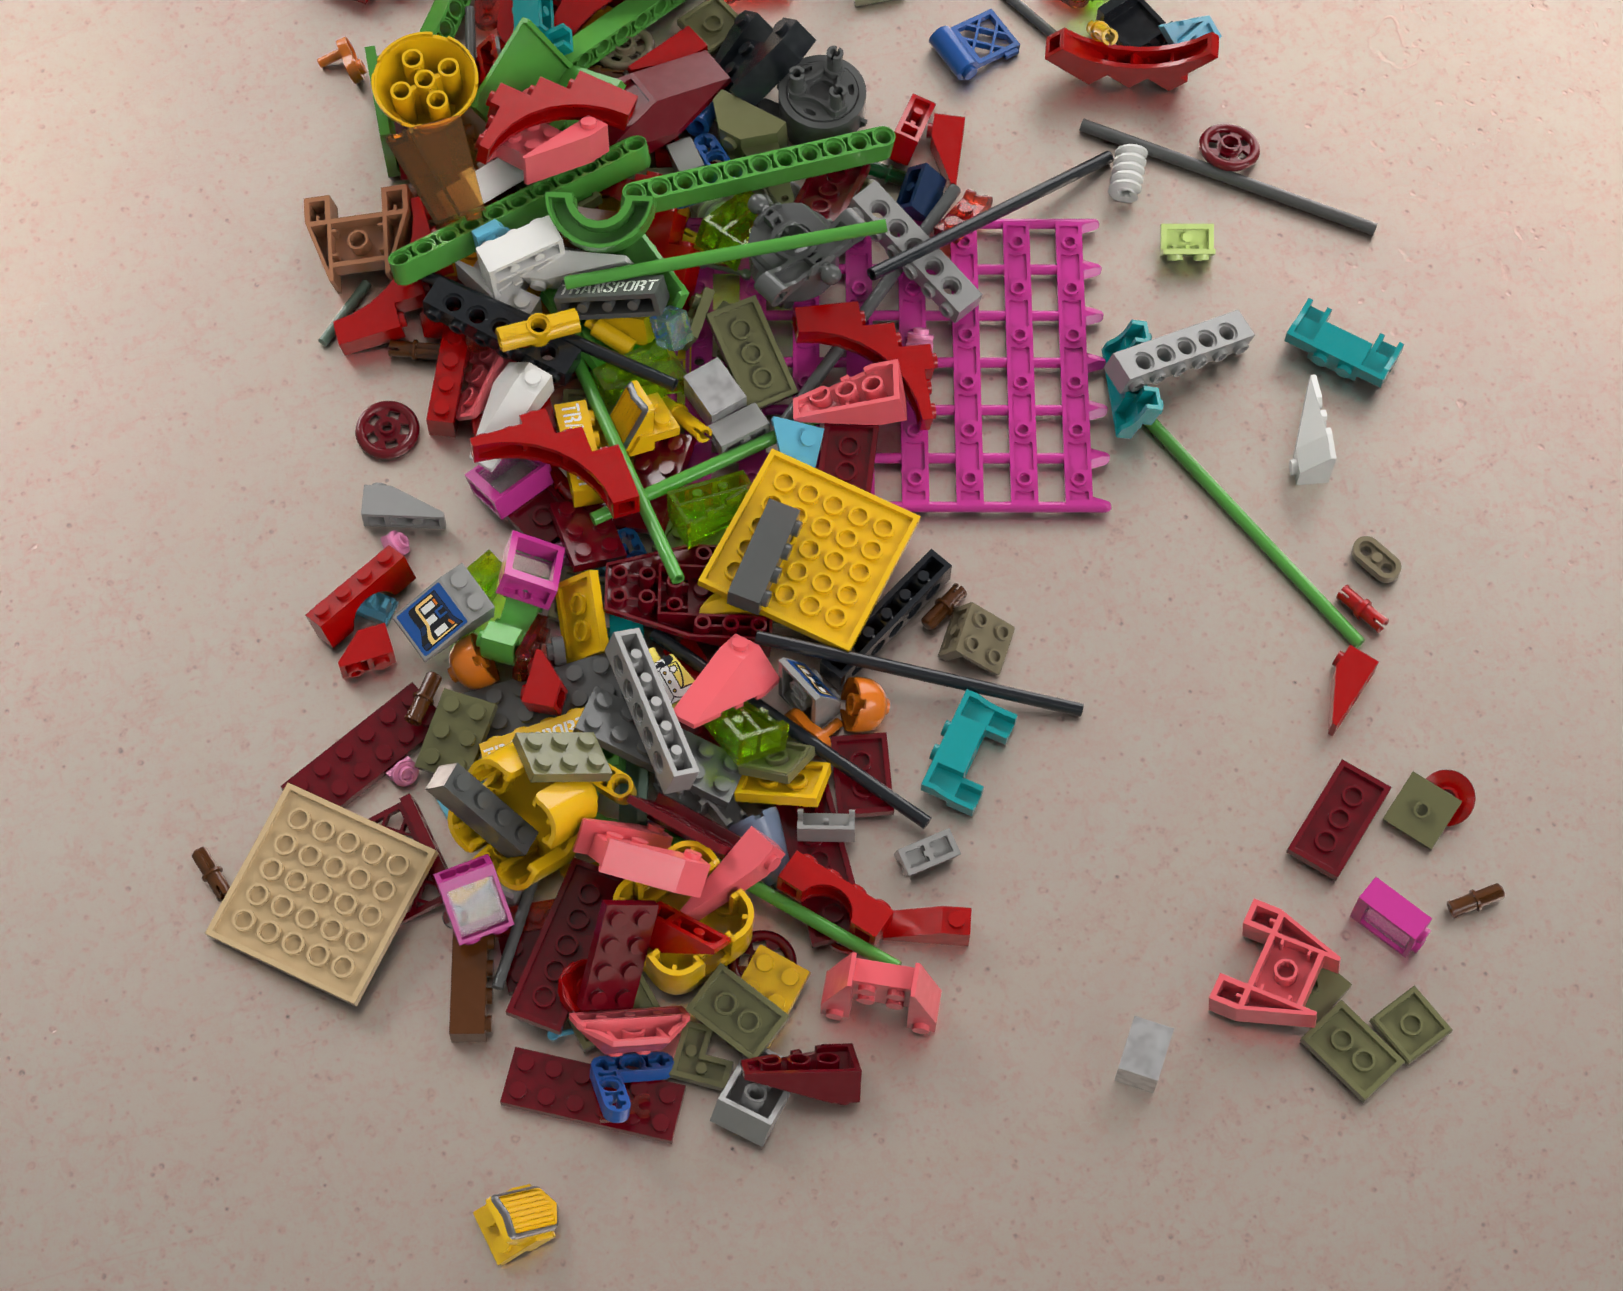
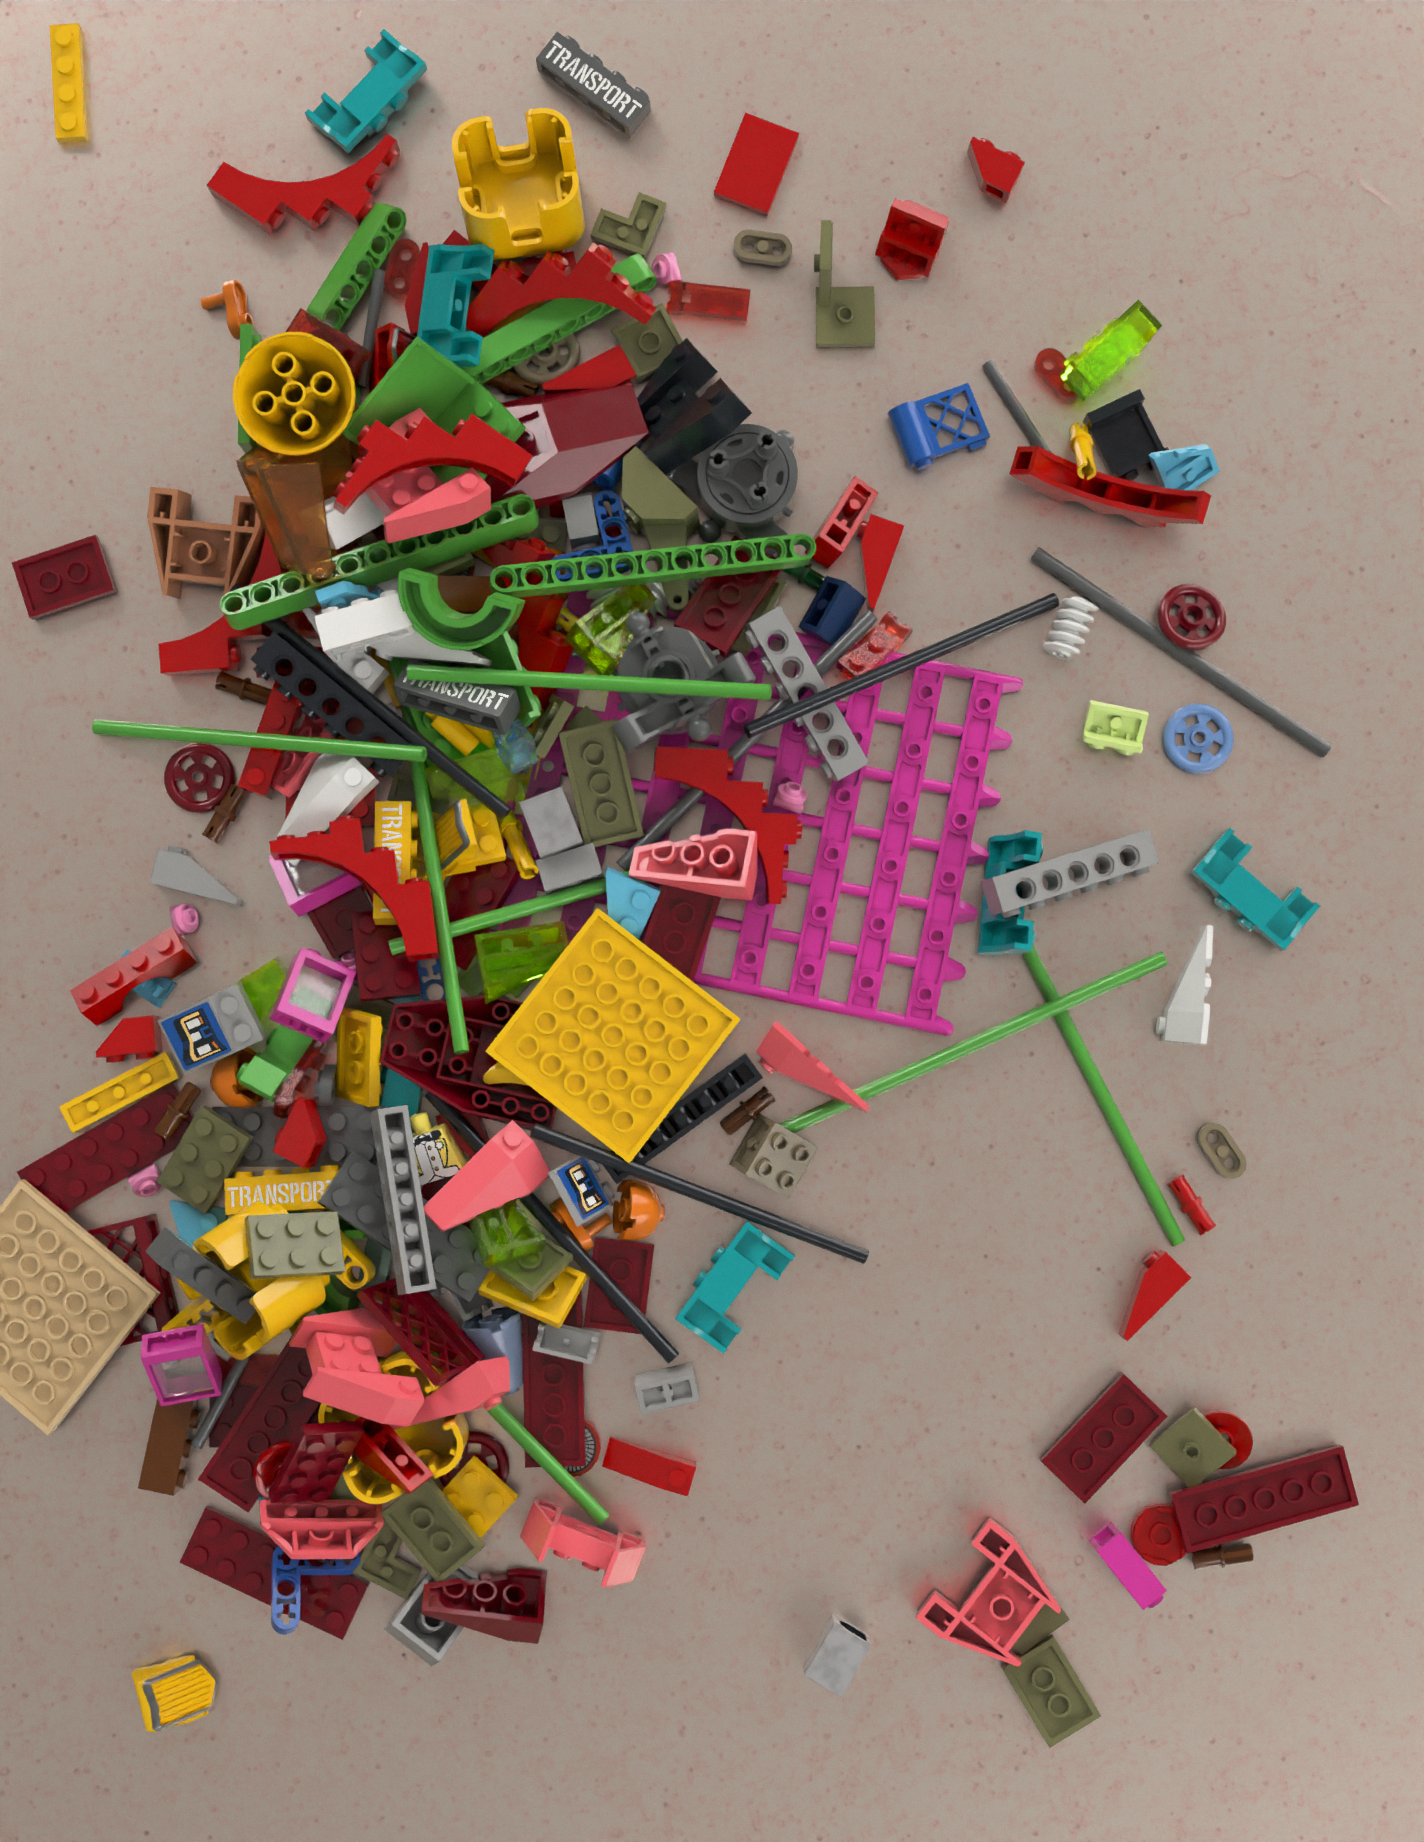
camera: 15 degrees right, 20 degrees up
(236, 291) = (63, 577): none -> dark red plate
(346, 310) = (179, 624): sand green bar -> none
(364, 699) = (120, 1092): none -> yellow plate
(416, 452) = (224, 813): none -> reddish brown pin
(439, 373) = (260, 740): none -> bright green piece
(554, 326) = (348, 724): yellow piece -> none
(764, 556) = (559, 1043): dark grey brick -> none
(806, 879) = (585, 1458): red arch -> none
(981, 554) = (793, 1061): none -> coral wedge
(1135, 510) = (981, 1040): none -> bright green piece
(1261, 220) = (1179, 754): none -> medium blue plate
(1410, 1025) = (1117, 1676): olive plate -> none
(1420, 889) = (1157, 1535): none -> red tile
(1498, 840) = (1263, 1499): none -> dark red plate

